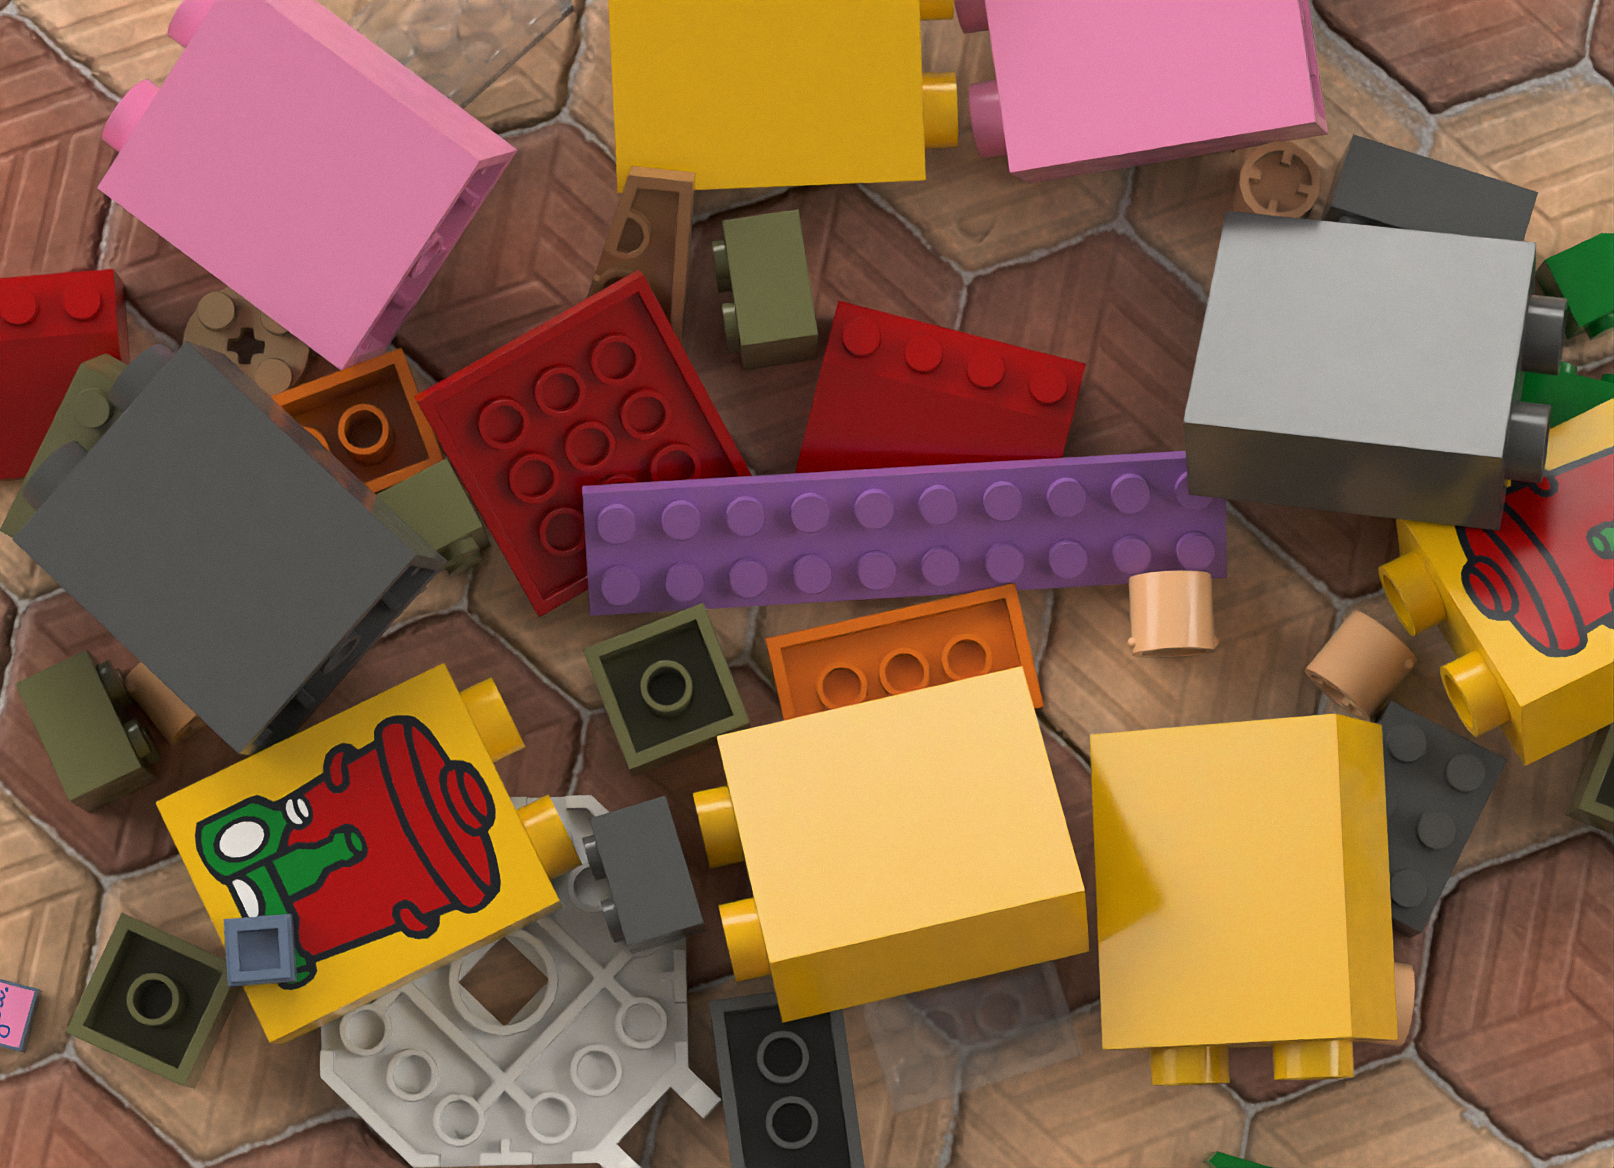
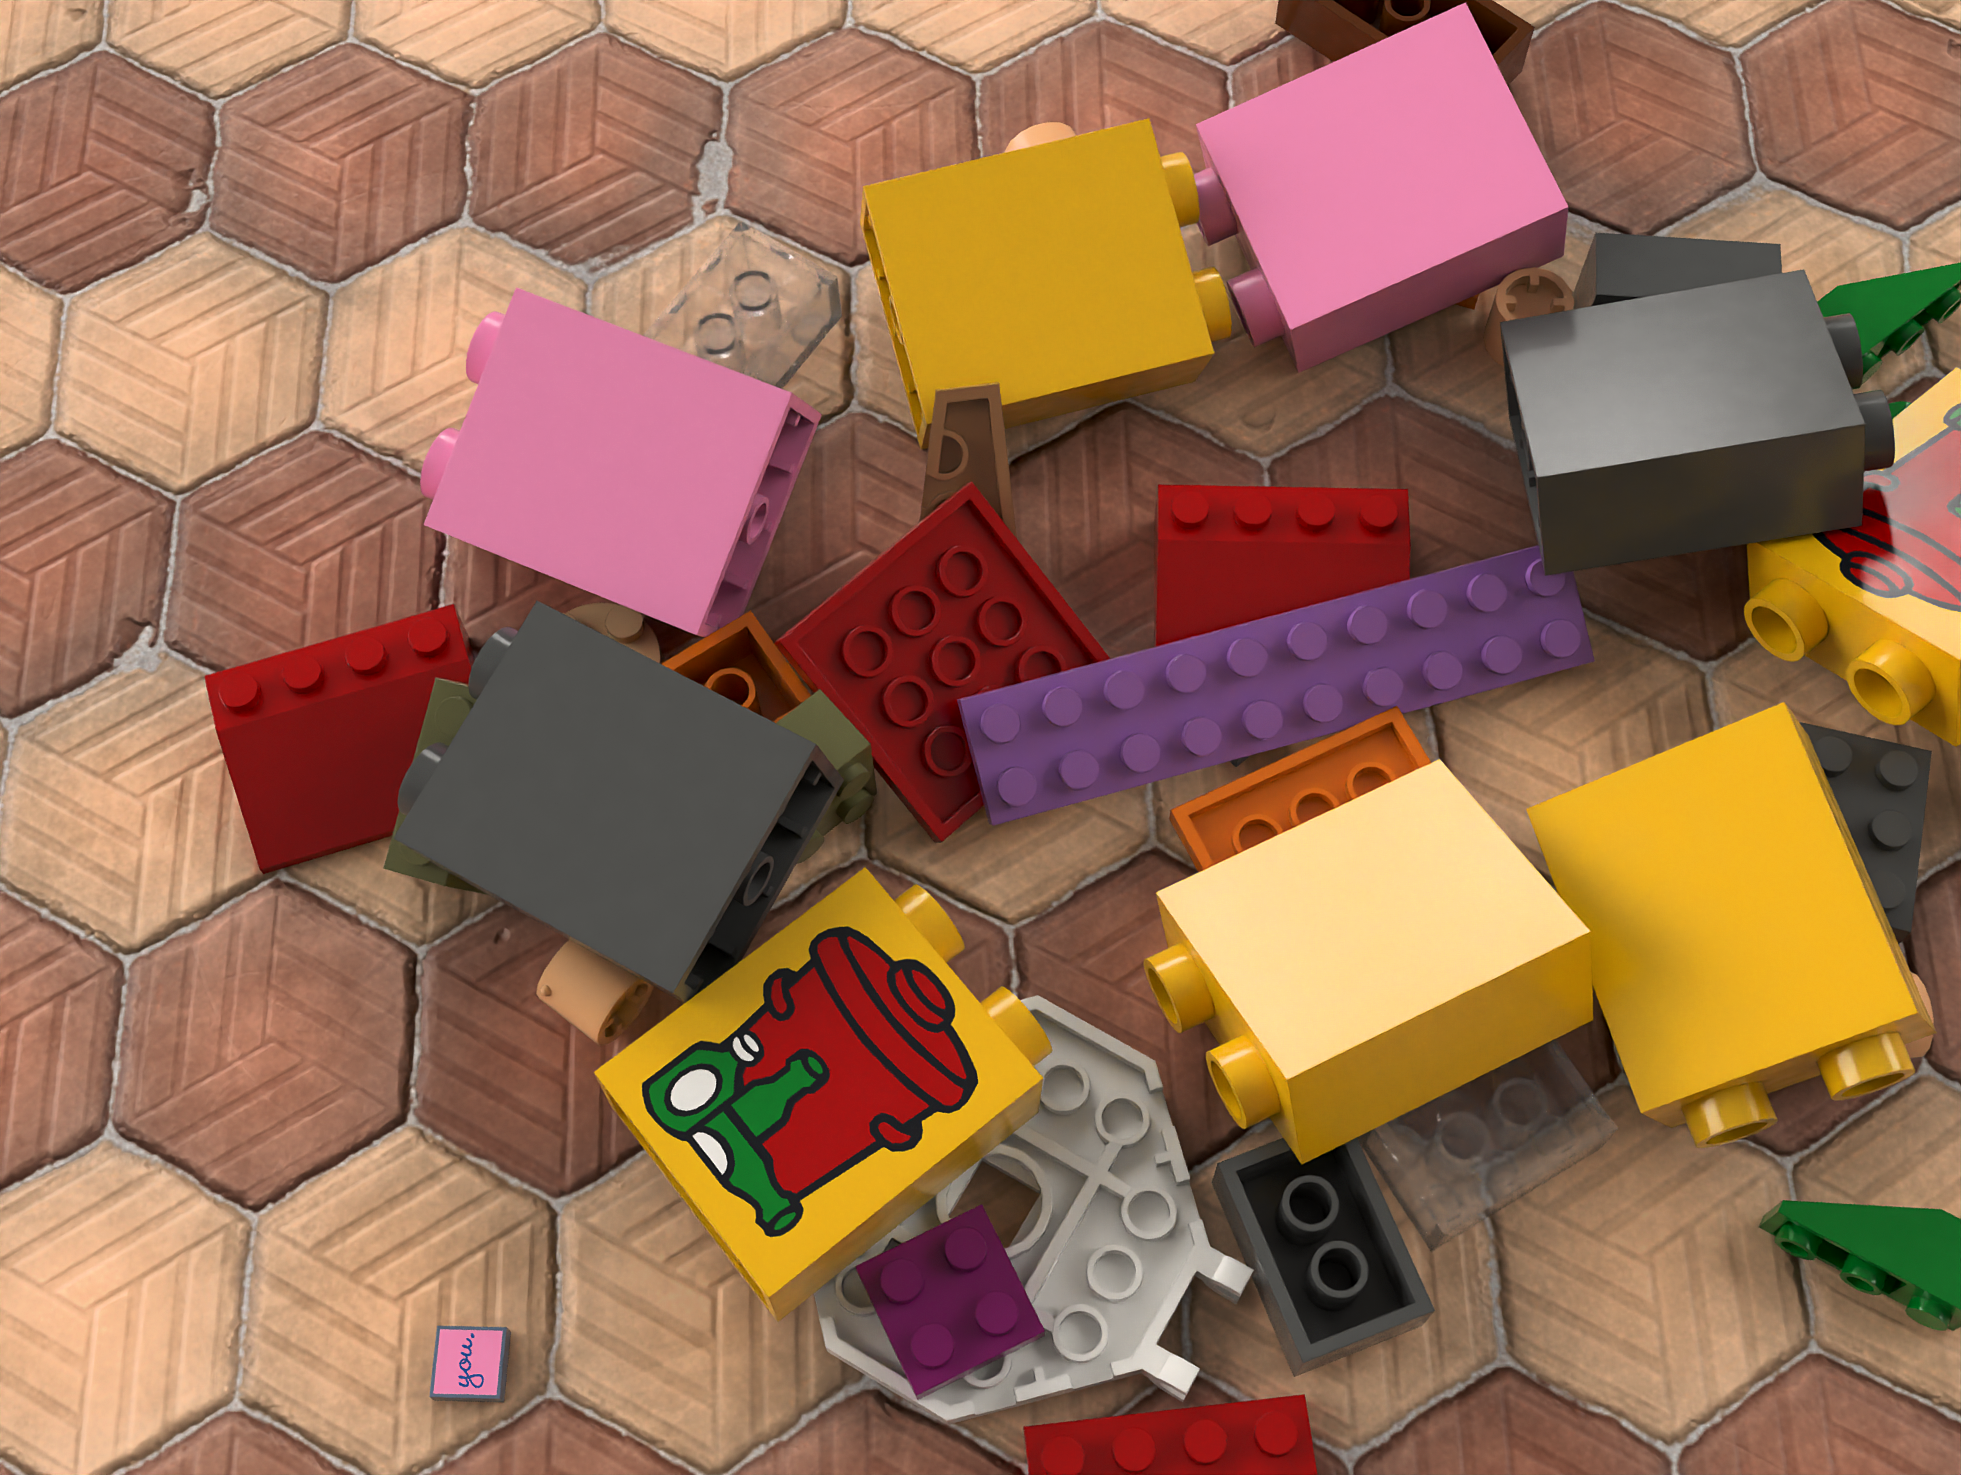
camera: 10 degrees left, 15 degrees down
(89, 732) = (505, 1035): olive brick -> none
(155, 1002) = (635, 1305): olive brick -> none
(260, 950) = (737, 1199): sand blue tile -> none
(439, 1064) = (950, 1301): none -> magenta plate
(645, 874) = (1121, 1046): dark grey brick -> none
(667, 689) = (1086, 875): olive brick -> none
(770, 290) = (1088, 493): olive brick -> none
(1171, 614) = (1556, 700): light nougat piece -> none
(1361, 665) = (1750, 685): light nougat piece -> none

